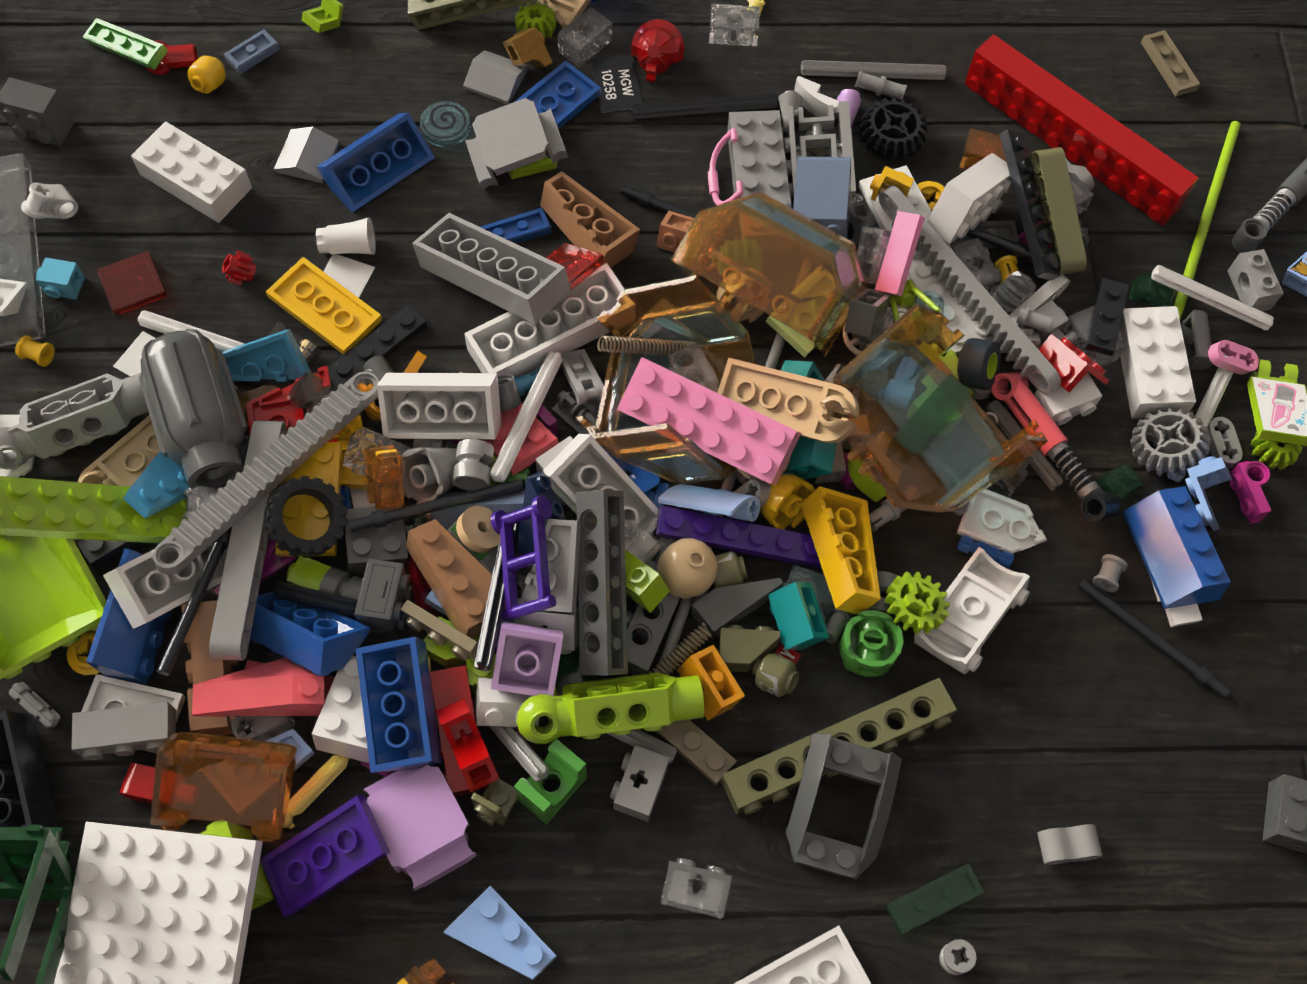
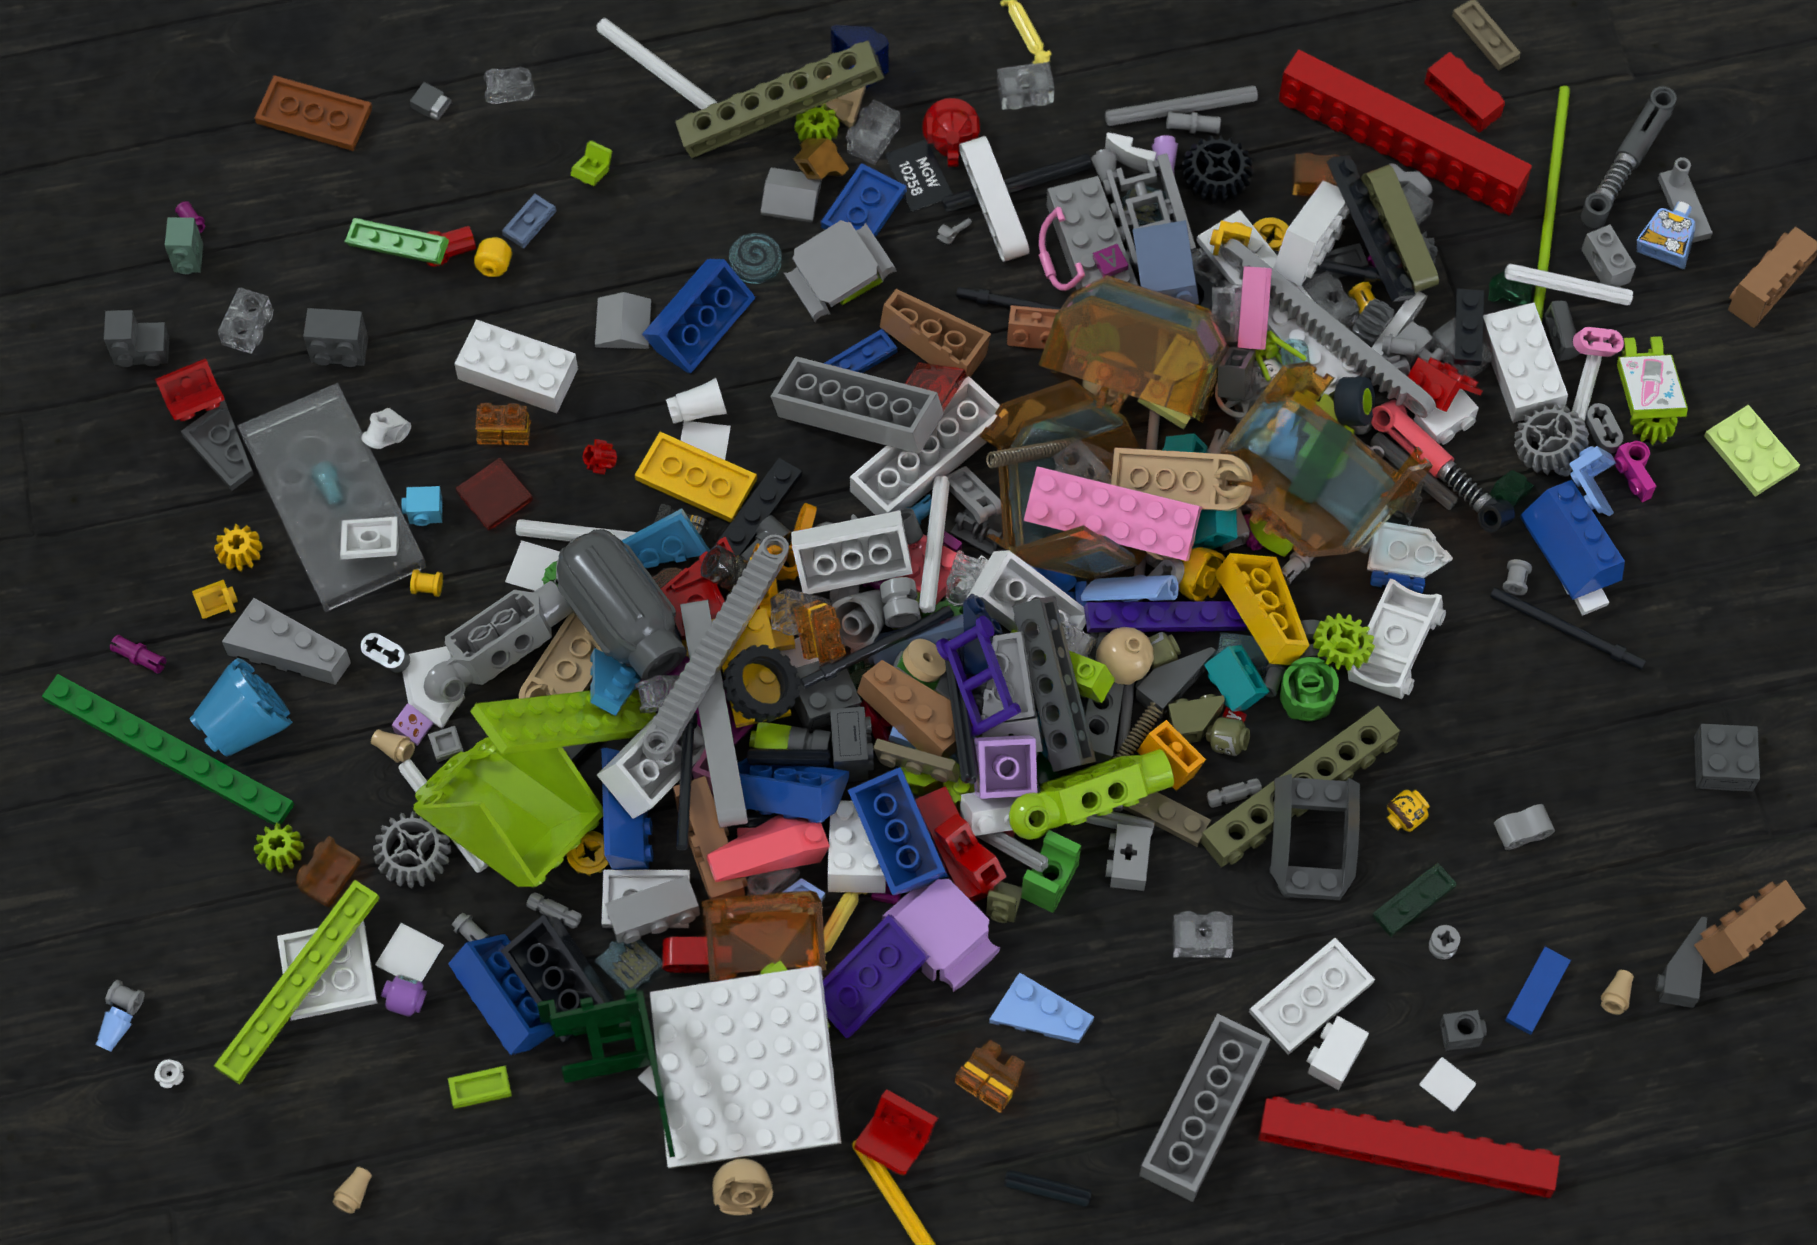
camera: 10 degrees left, 0 degrees up
(91, 781) = (629, 963): none -> piece
(159, 219) = (494, 419): none -> clear orange hips
(542, 449) = (963, 574): none -> clear piece
(629, 138) = (947, 234): none -> light grey hand
(677, 113) = (994, 199): none -> white beam
(768, 736) = (1233, 792): none -> light grey axle
(771, 184) = (1110, 260): none -> magenta tile
(947, 798) = (1407, 810): none -> yellow head
(1140, 107) = (1464, 92): none -> red brick

